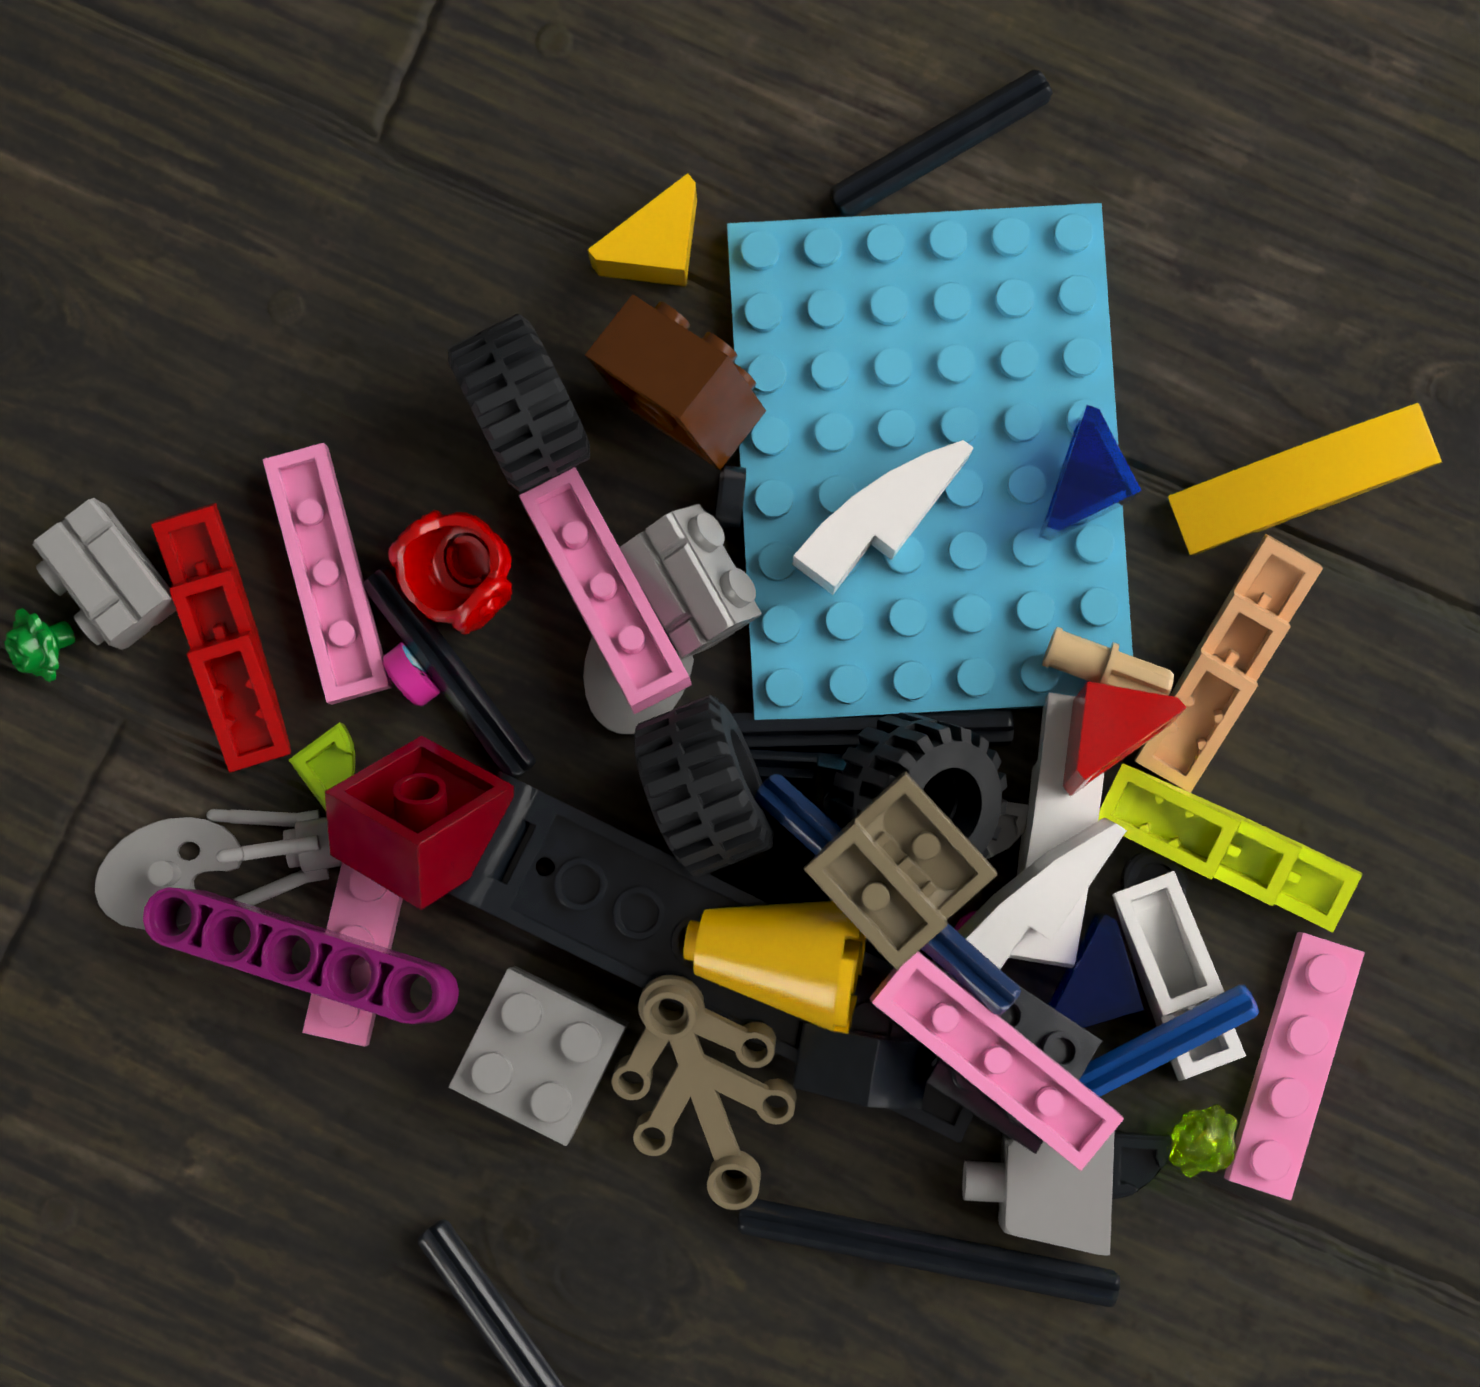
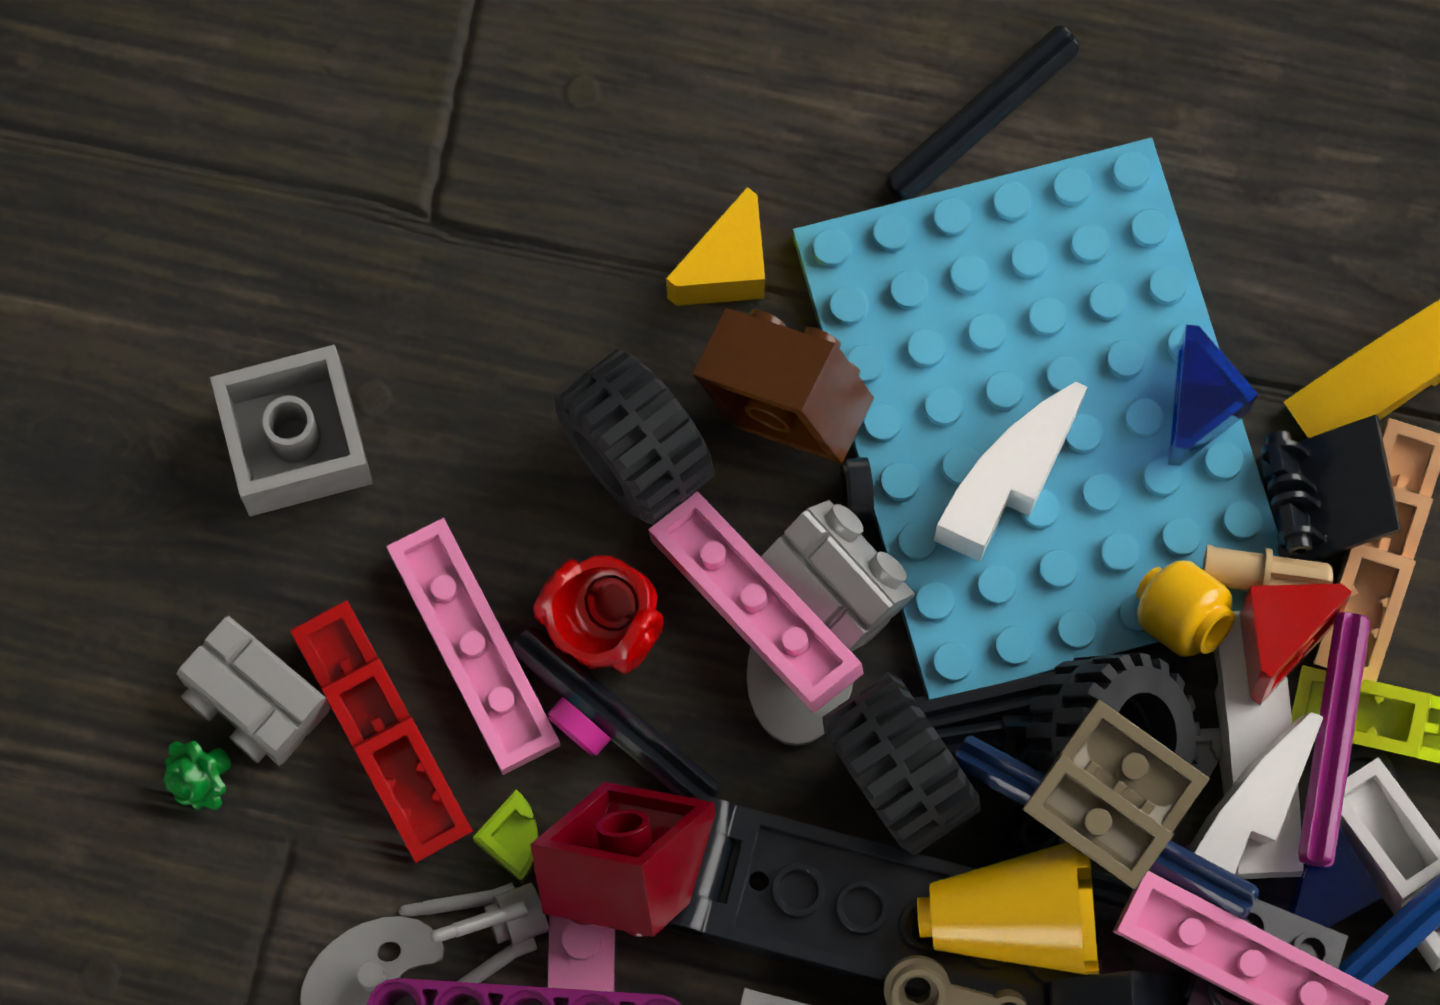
camera: 15 degrees left, 10 degrees down
(191, 325) = (291, 430): none -> light grey brick
(1019, 687) = (1184, 608): none -> yellow head
(1134, 848) = (1334, 740): none -> magenta axle
(1191, 597) = (1329, 490): none -> black hinge

